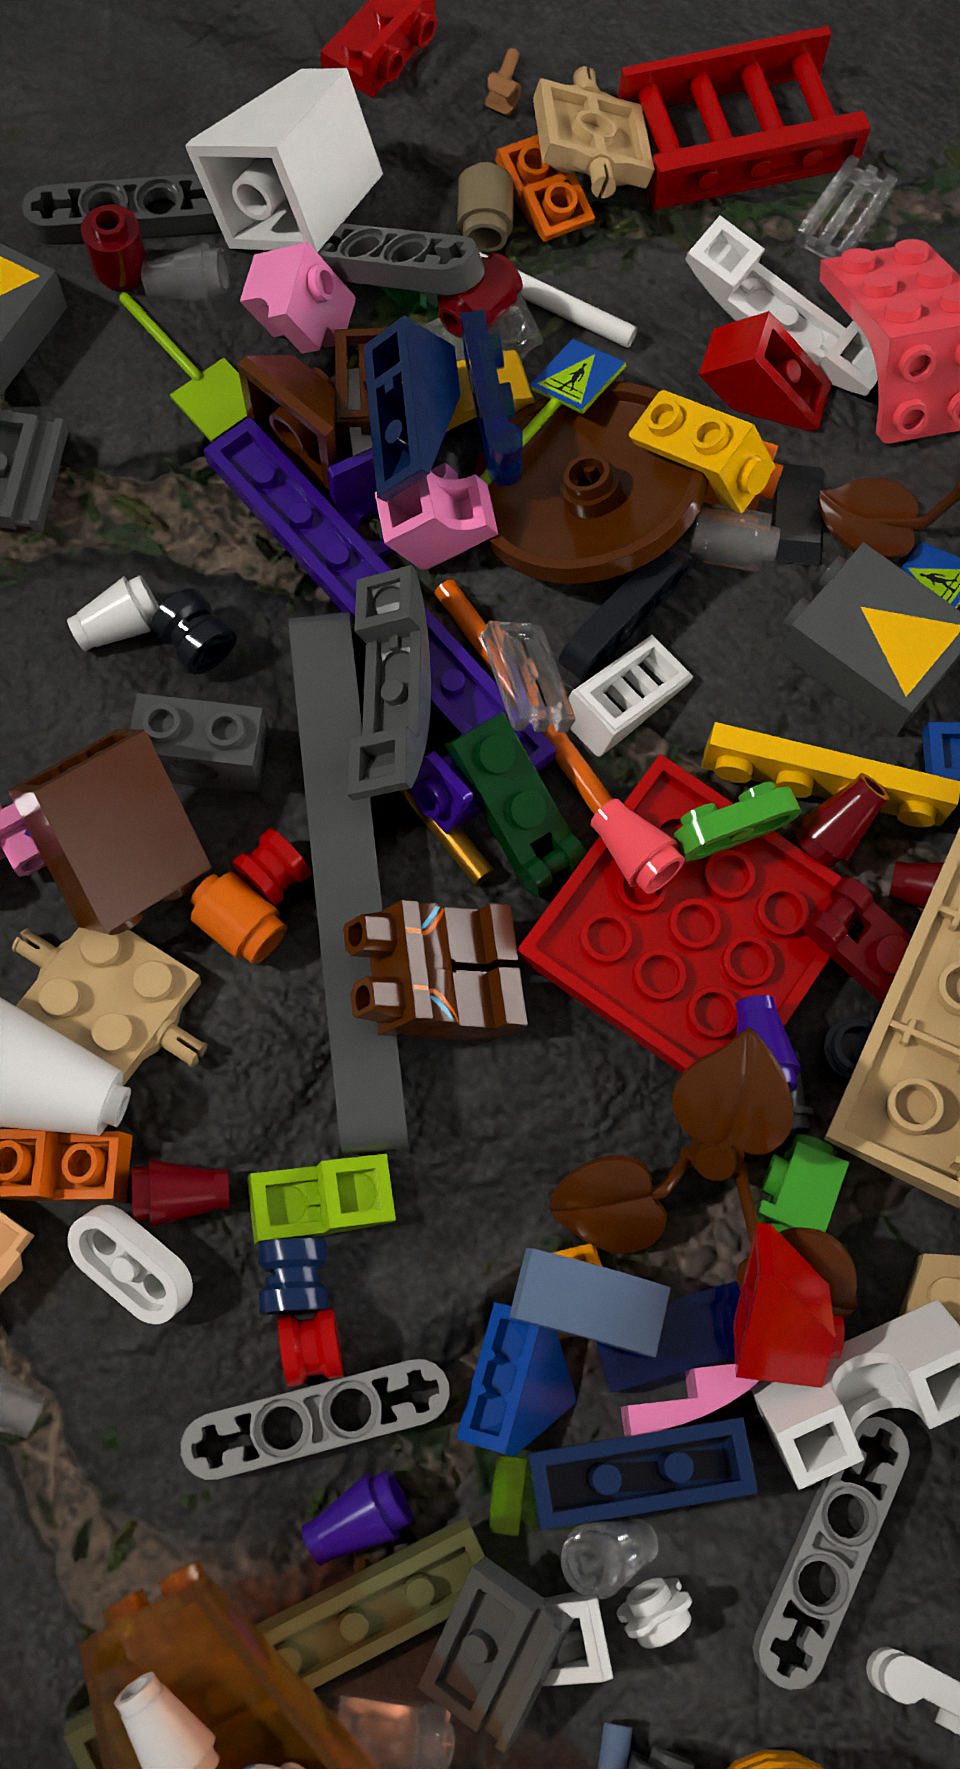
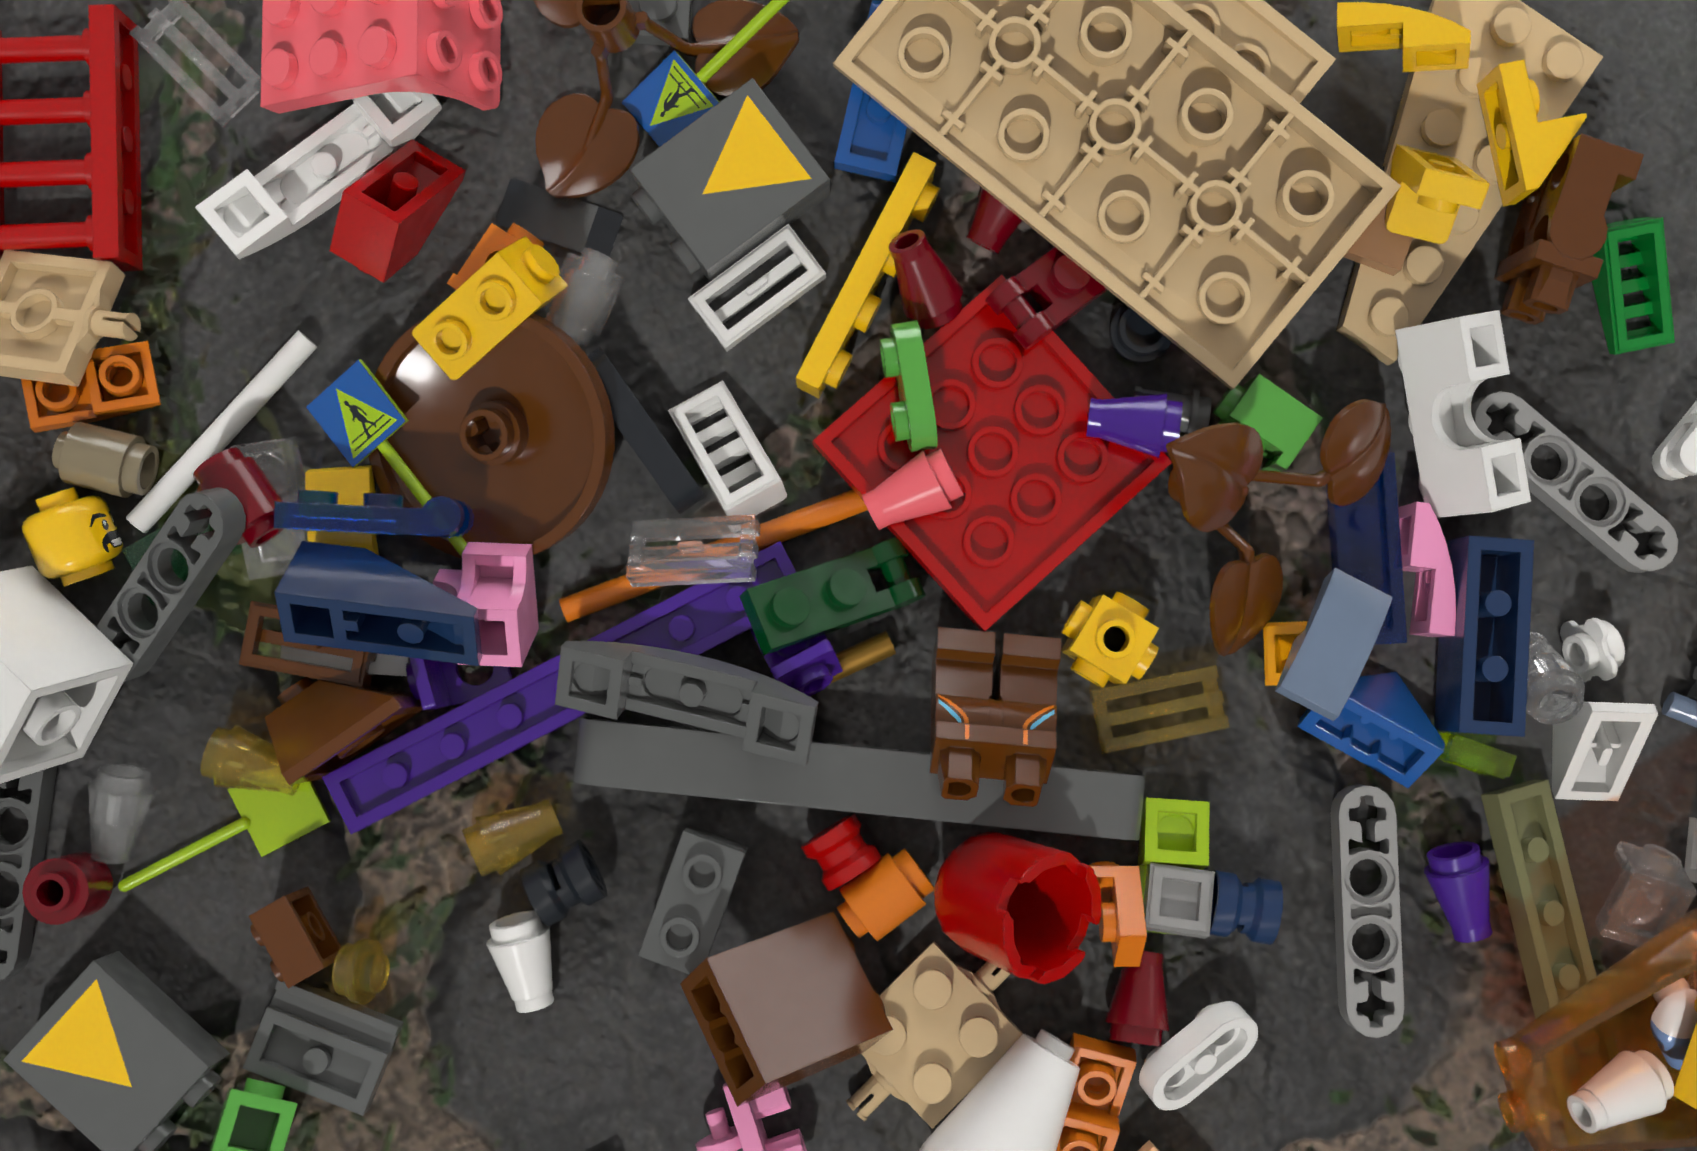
camera: 80 degrees left, 15 degrees up
(82, 484) = (360, 971): none -> clear yellow plate
(104, 425) = (295, 936): none -> reddish brown piece
(227, 579) = (510, 835): none -> clear yellow cone
(247, 338) = (243, 762): none -> clear yellow cone
(250, 1031) = (1017, 904): none -> red cylinder
(267, 1144) = (1121, 912): none -> orange bracket
(287, 1204) = (1178, 900): none -> light grey tile
(297, 296) = (185, 695): bright pink brick -> none
(310, 1347) = (1310, 903): red wheel -> none
(414, 193) = (72, 536): none -> yellow head
(457, 1100) = (1211, 698): none -> clear yellow tile
(494, 1653) = (1602, 797): dark grey plate -> none
(532, 1099) = (1086, 643): none -> yellow brick
(777, 706) = (770, 308): none -> white tile
(784, 1316) = (1393, 475): red slope -> none

